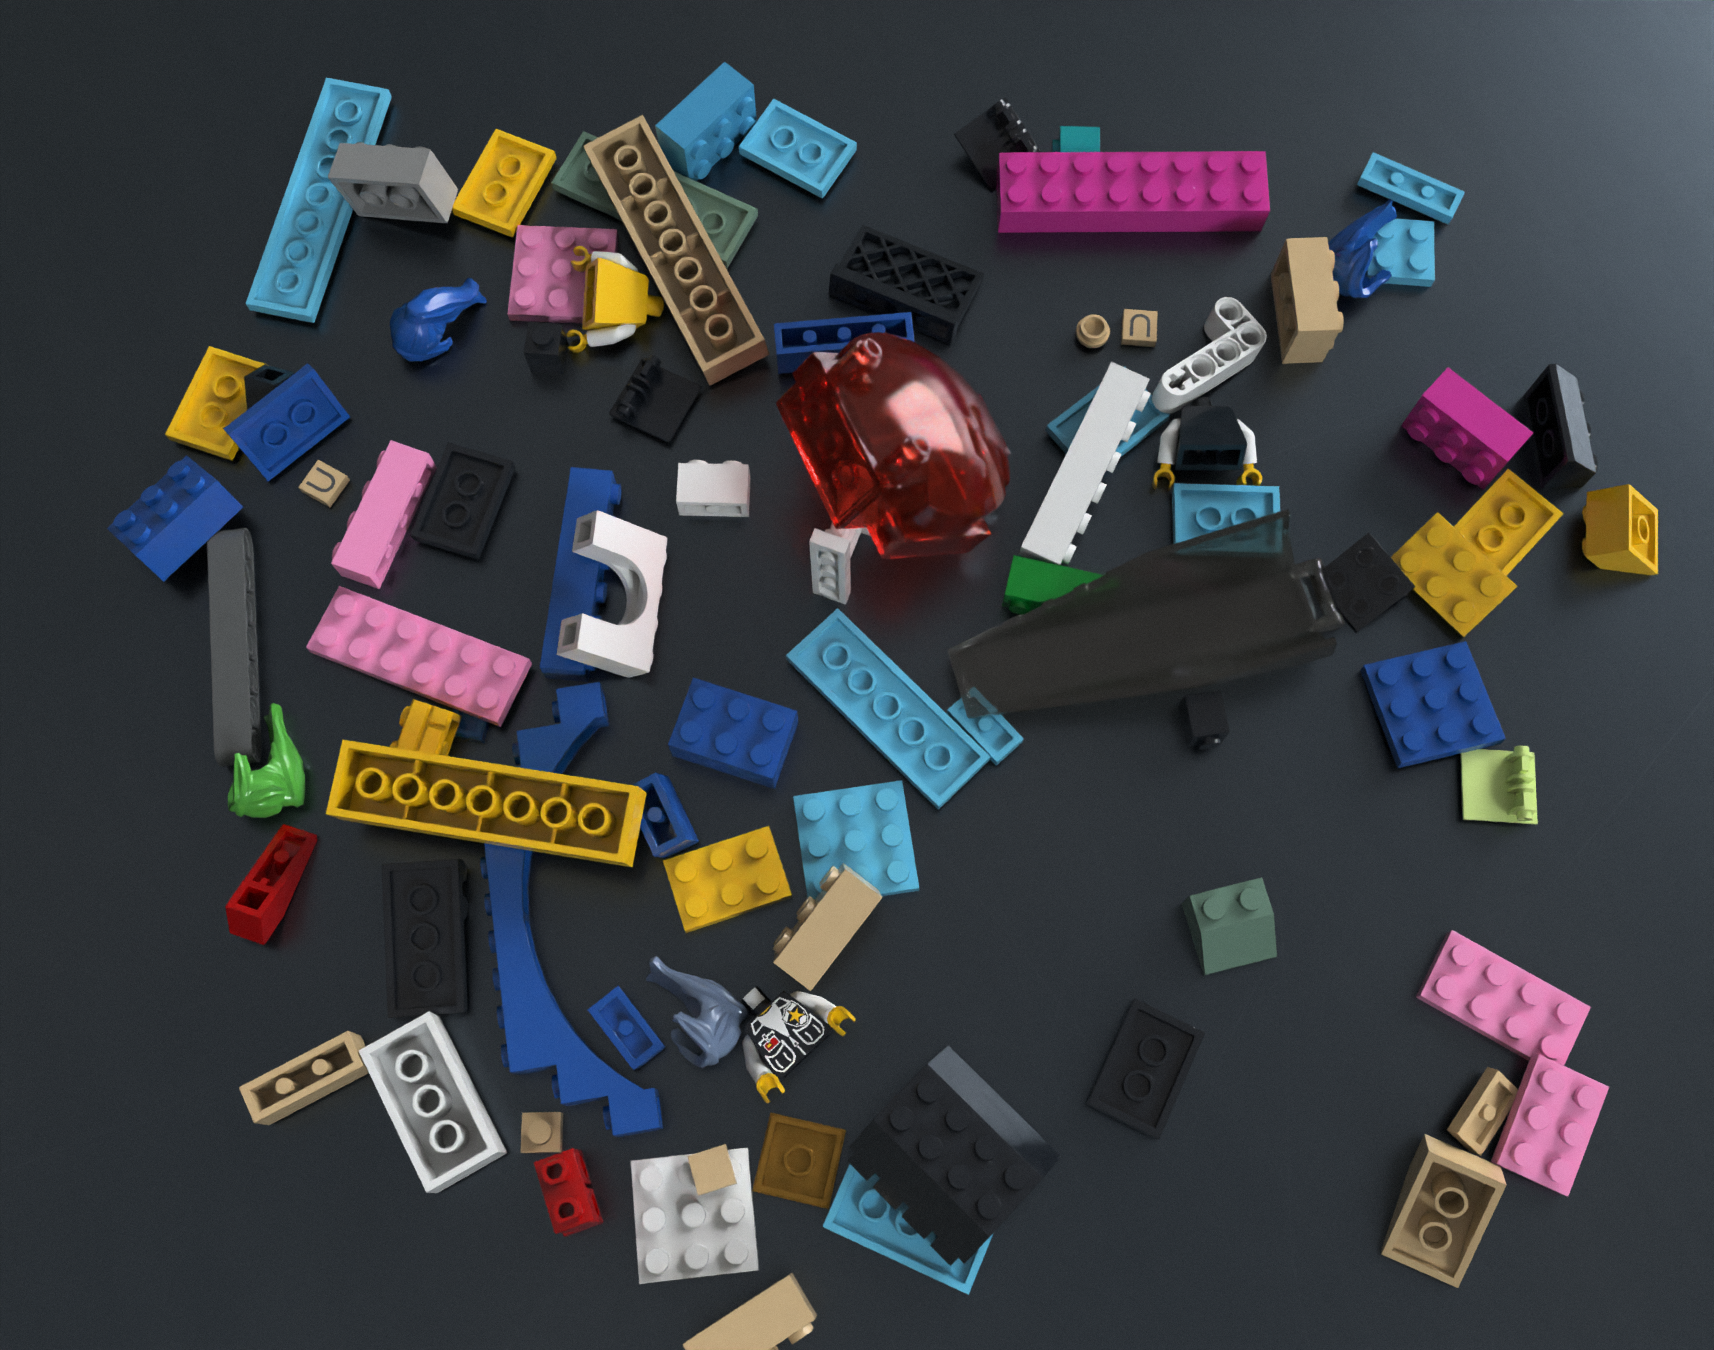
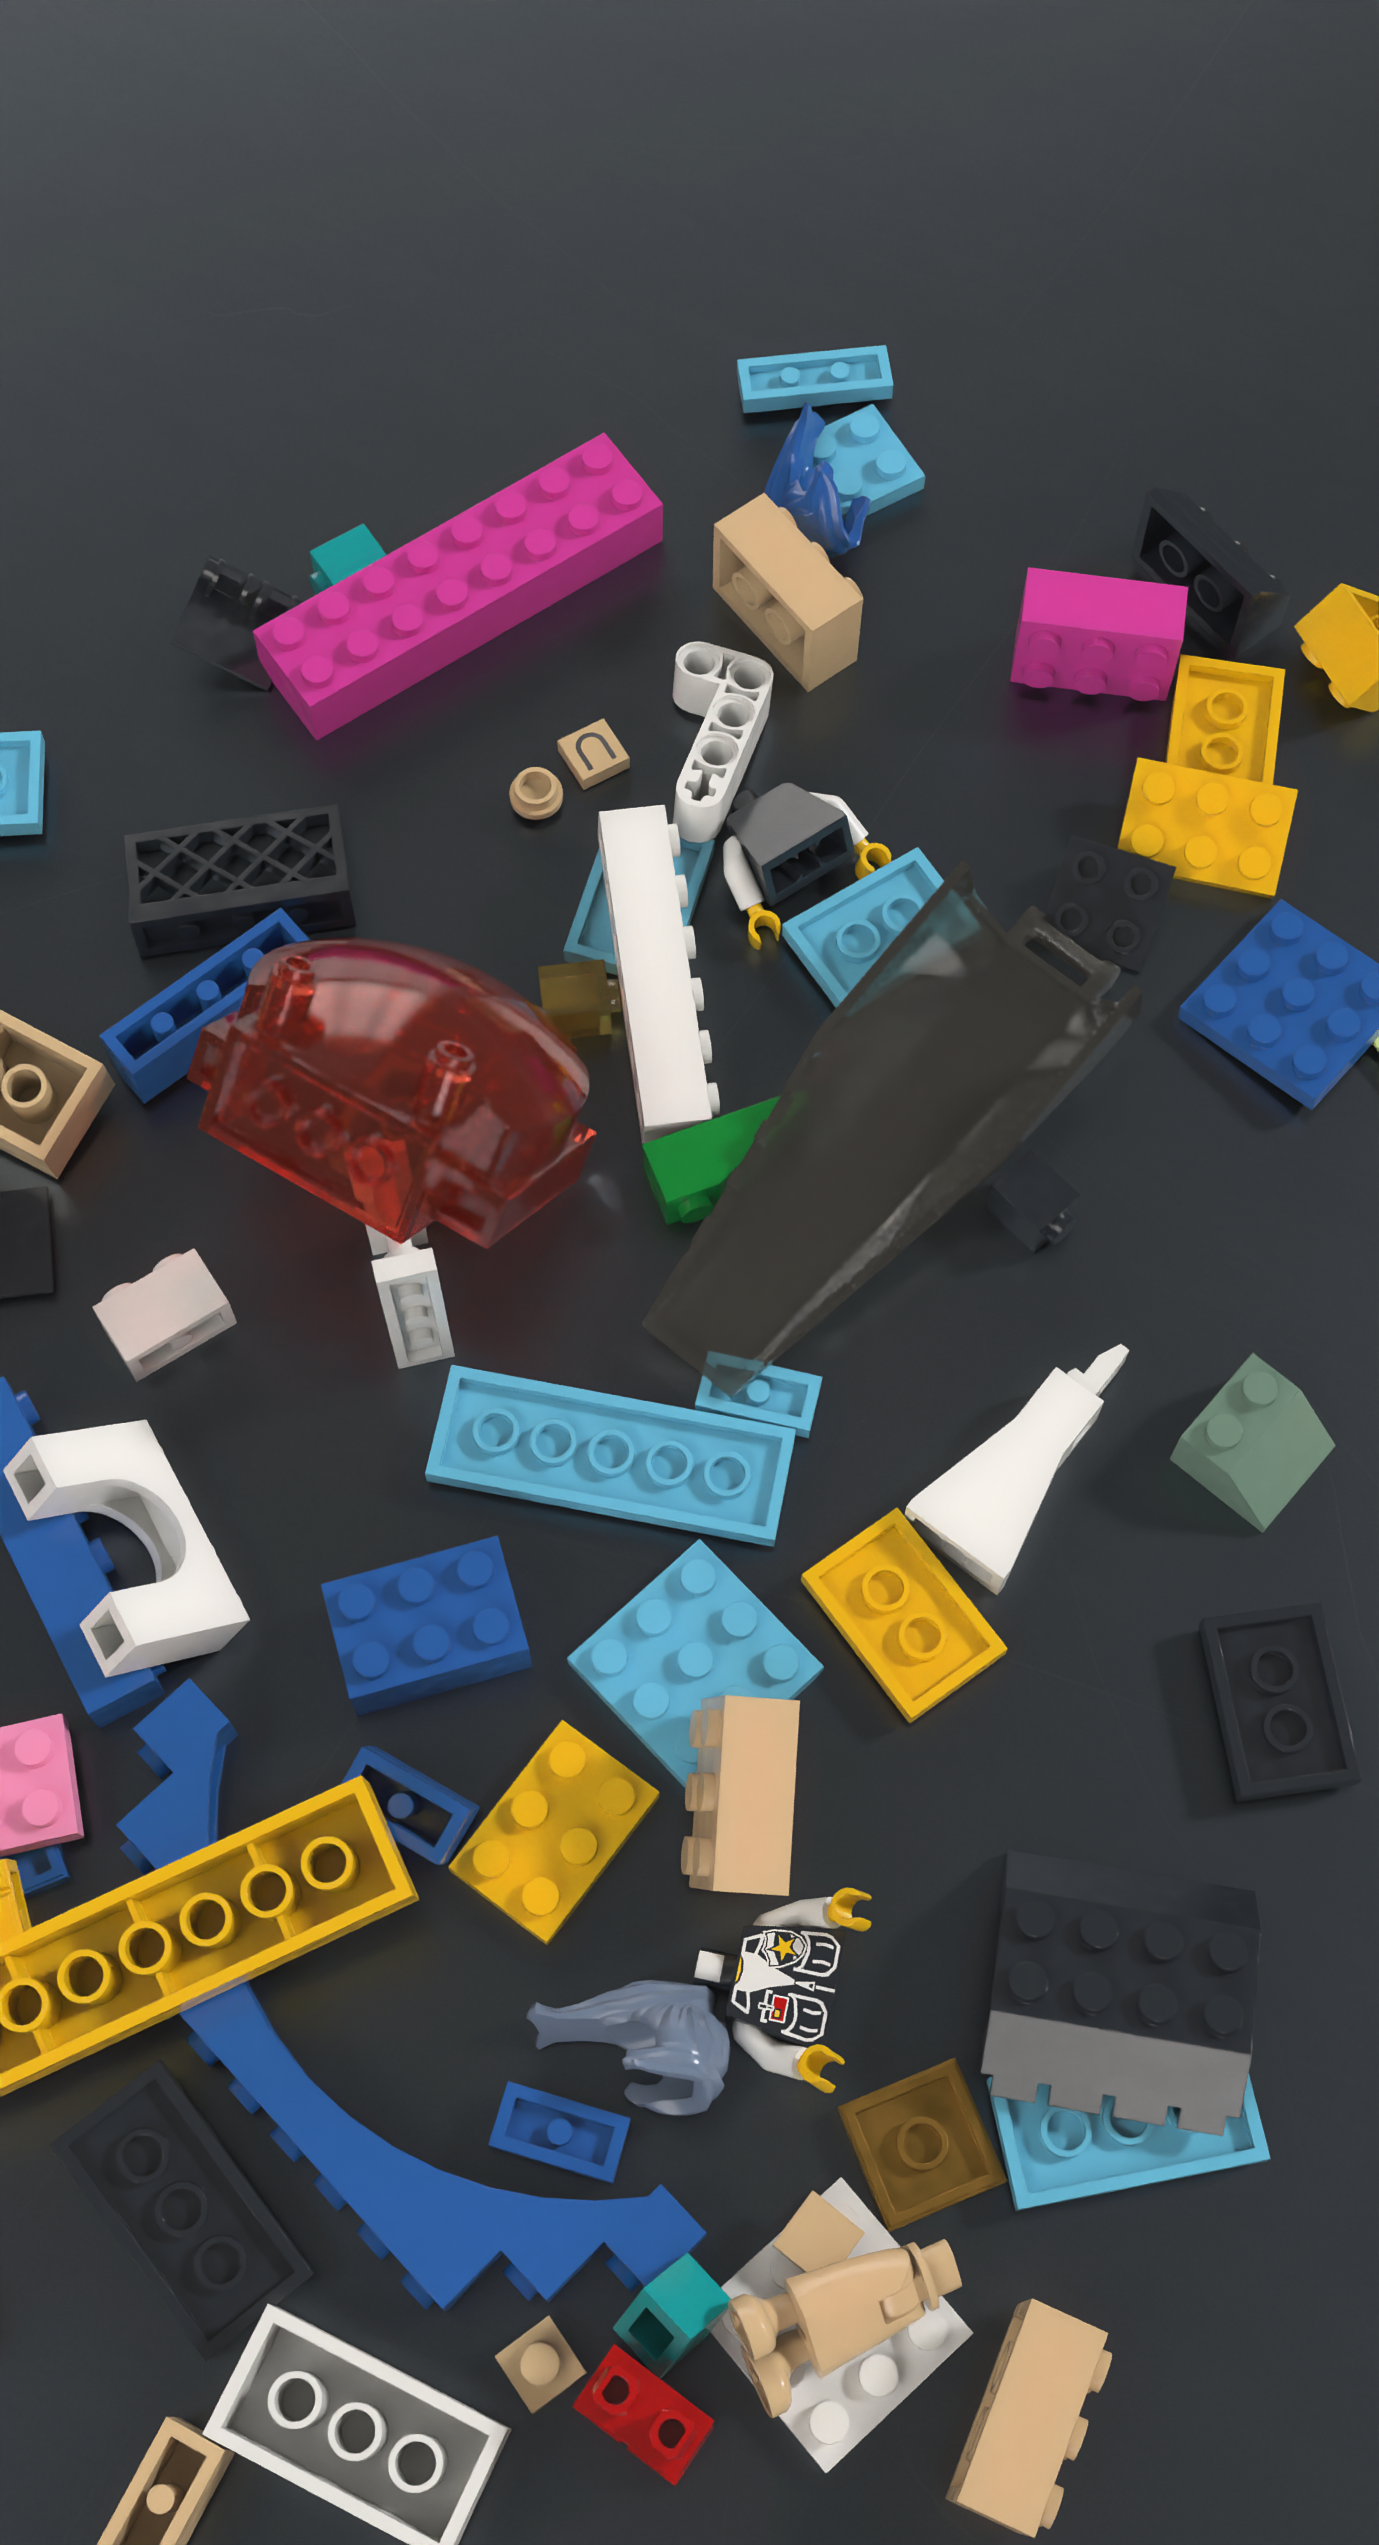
camera: 35 degrees left, 5 degrees down
(614, 1155) = (672, 2315): none -> teal brick
(694, 1212) = (837, 2314): none -> tan piece
(979, 889) = (903, 1615): none -> yellow plate
(1035, 456) = (579, 997): none -> clear yellow brick
(1069, 860) = (991, 1497): none -> white piece

